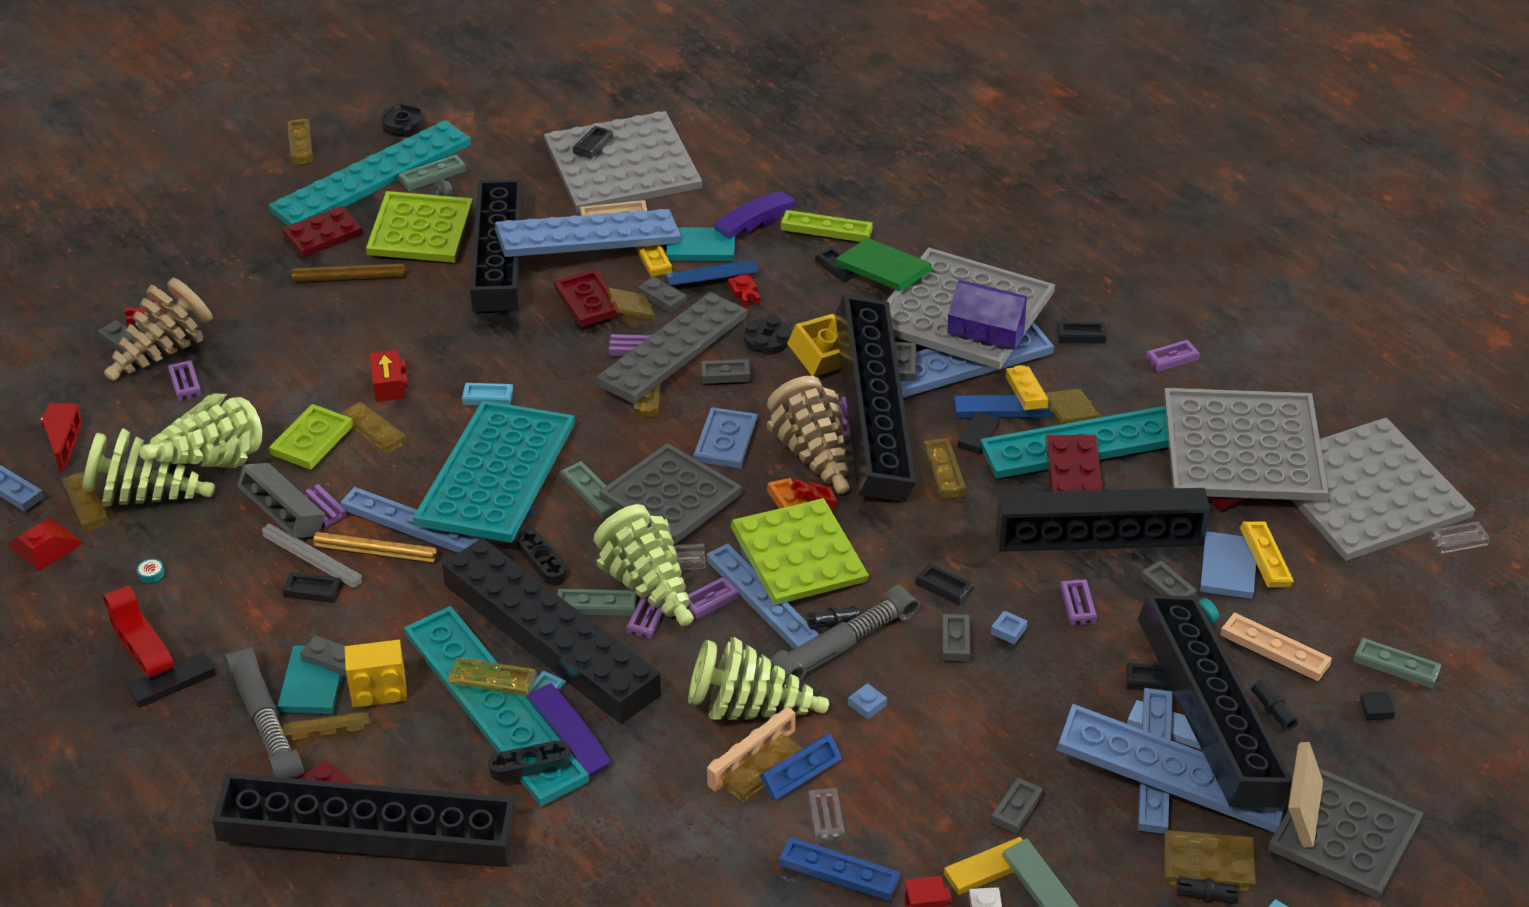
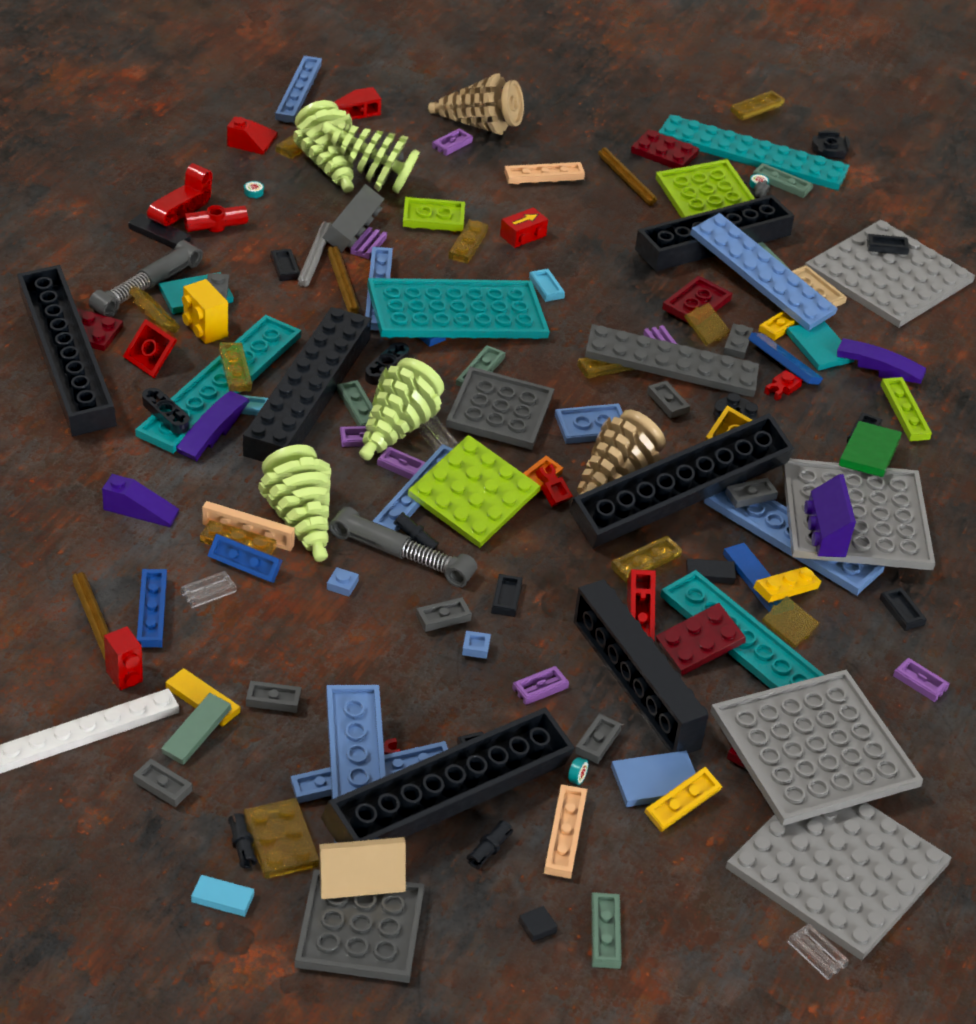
camera: 60 degrees right, 0 degrees up
(191, 618) = (215, 218): none -> red piece
(299, 329) = (544, 172): none -> light nougat plate
(404, 744) = (150, 347): none -> red slope
(424, 186) = (755, 178): none -> tile
(660, 834) = (134, 500): none -> dark purple slope
(997, 479) = (642, 598): none -> red slope

